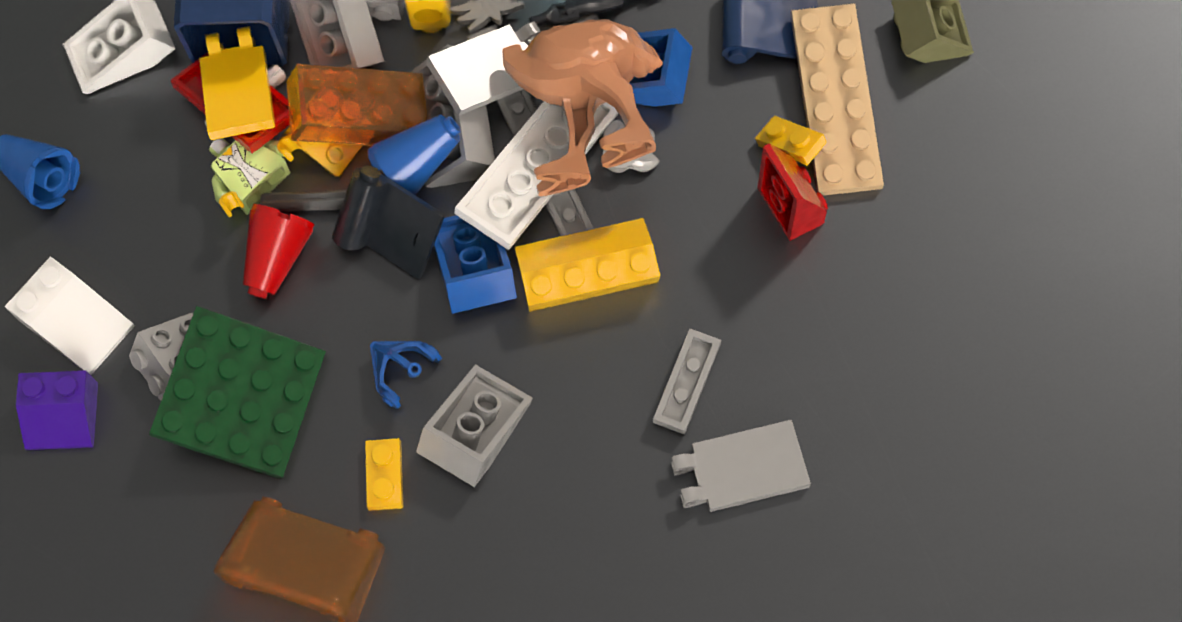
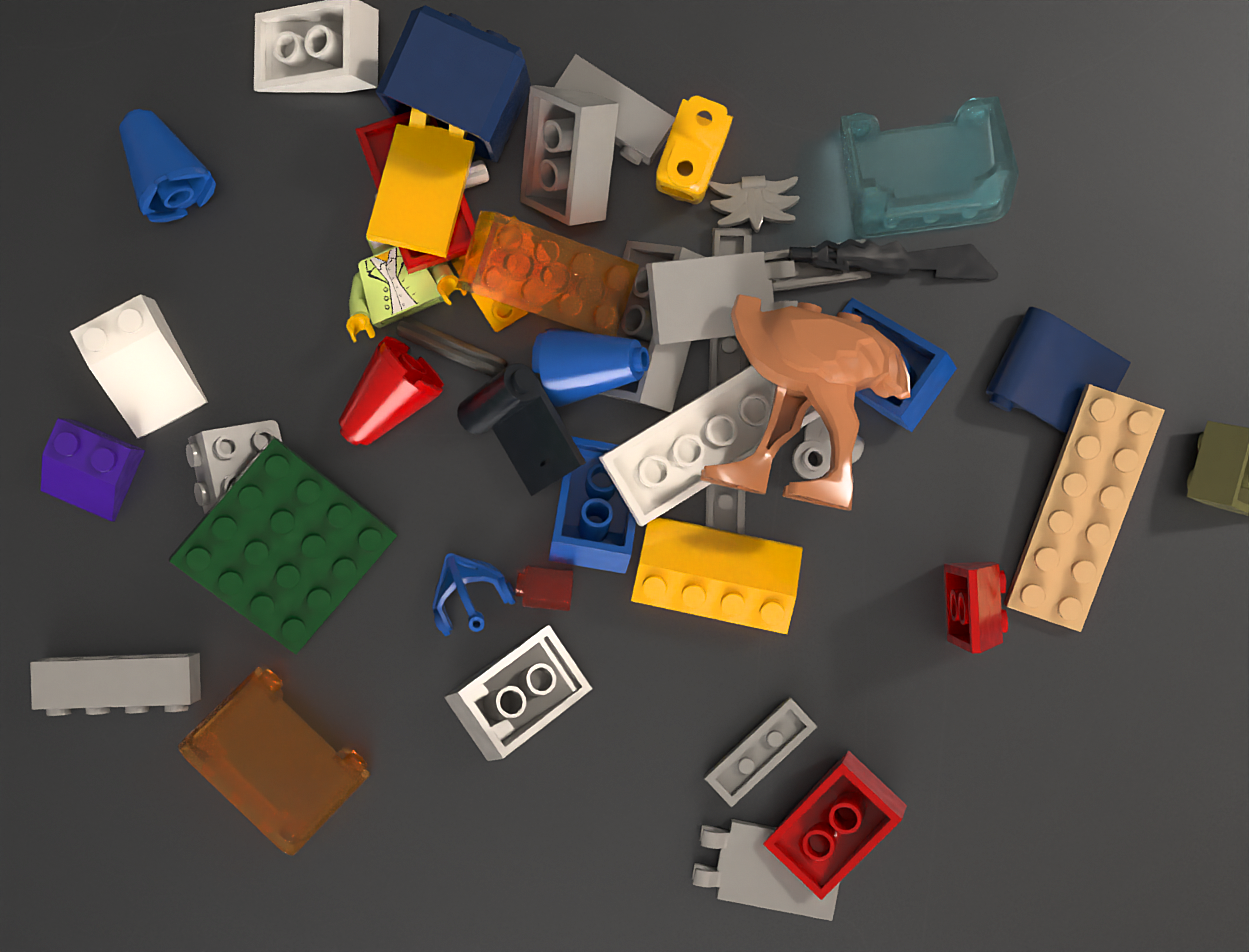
camera: 25 degrees right, 20 degrees up
(142, 563) = (115, 682): none -> light grey brick
(384, 474) = (402, 698): yellow plate -> none
(460, 334) = (545, 587): none -> clear red brick
(772, 403) = (836, 825): none -> red slope
(792, 139) = (1007, 535): yellow plate -> none

